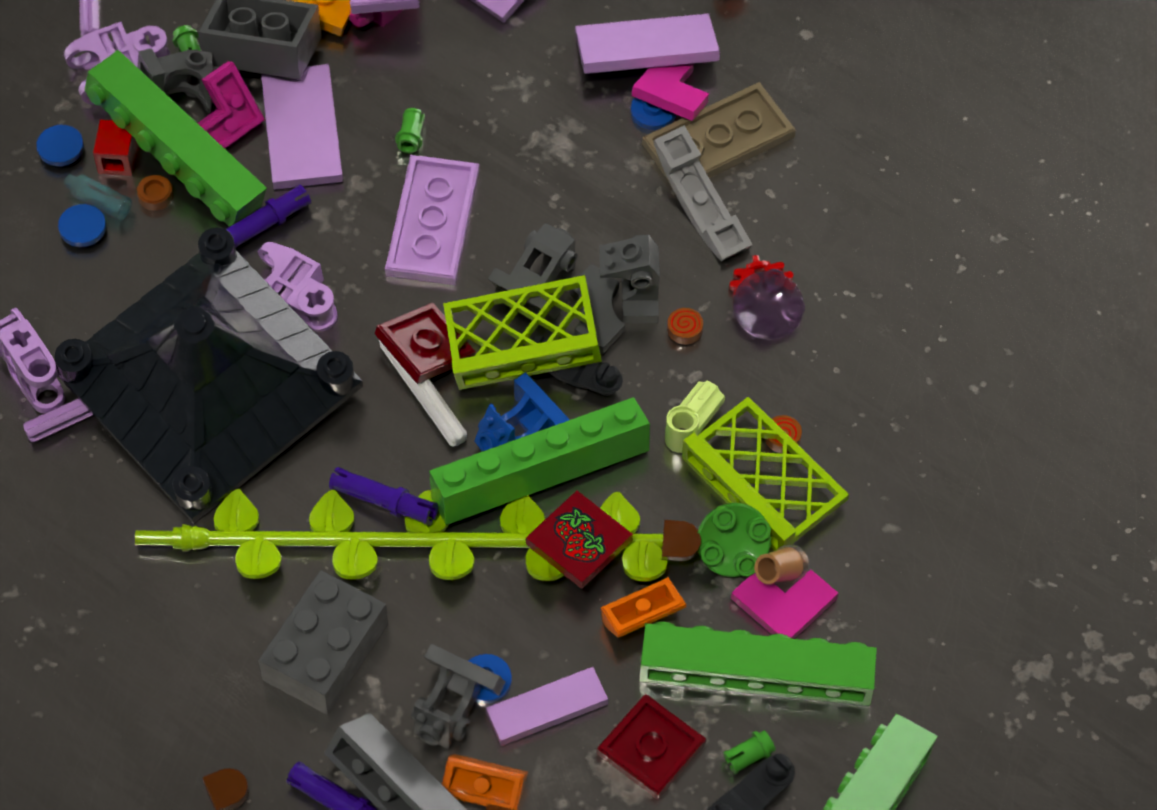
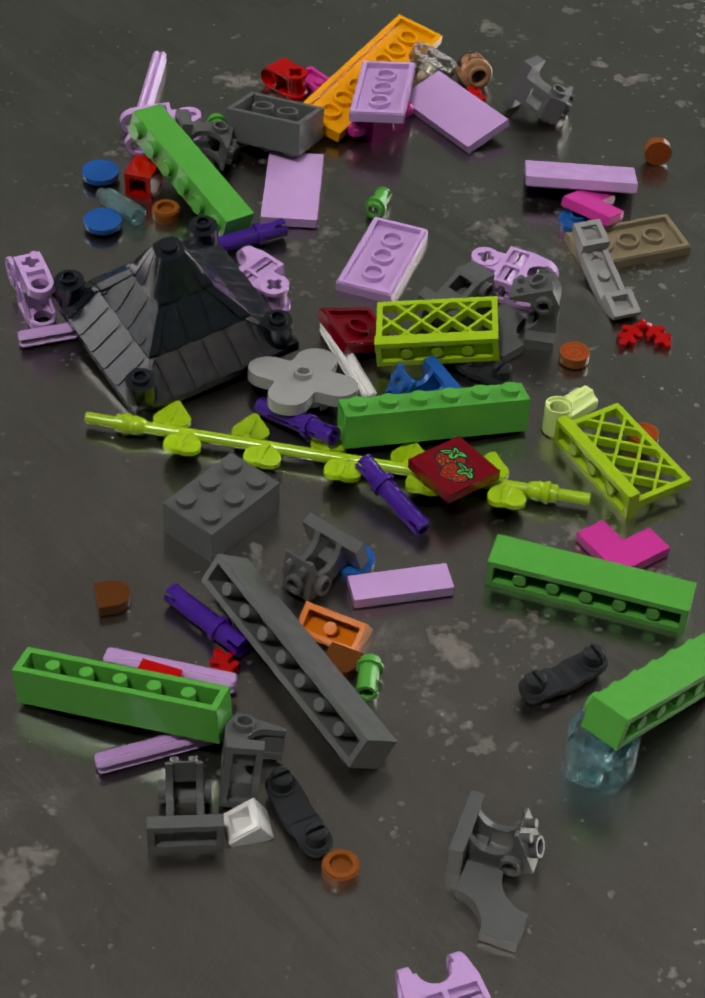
camera: 10 degrees right, 15 degrees down
(235, 106) = (242, 159): dark pink tile -> none
(378, 439) = (301, 383): none -> light grey plant
(520, 589) = (385, 486): none -> dark purple pin
(579, 210) = (507, 268): none -> lavender piece
(642, 607) = (489, 526): orange slope -> none
(651, 746) = (484, 629): dark red tile -> none
(680, 540) = (539, 484): reddish brown tile -> none
(733, 539) = (586, 491): bright green dish -> none
(749, 751) = (569, 644): bright green pin -> none
(768, 304) = (647, 350): clear purple dish -> none
(783, 565) = (625, 516): medium nougat piece -> none

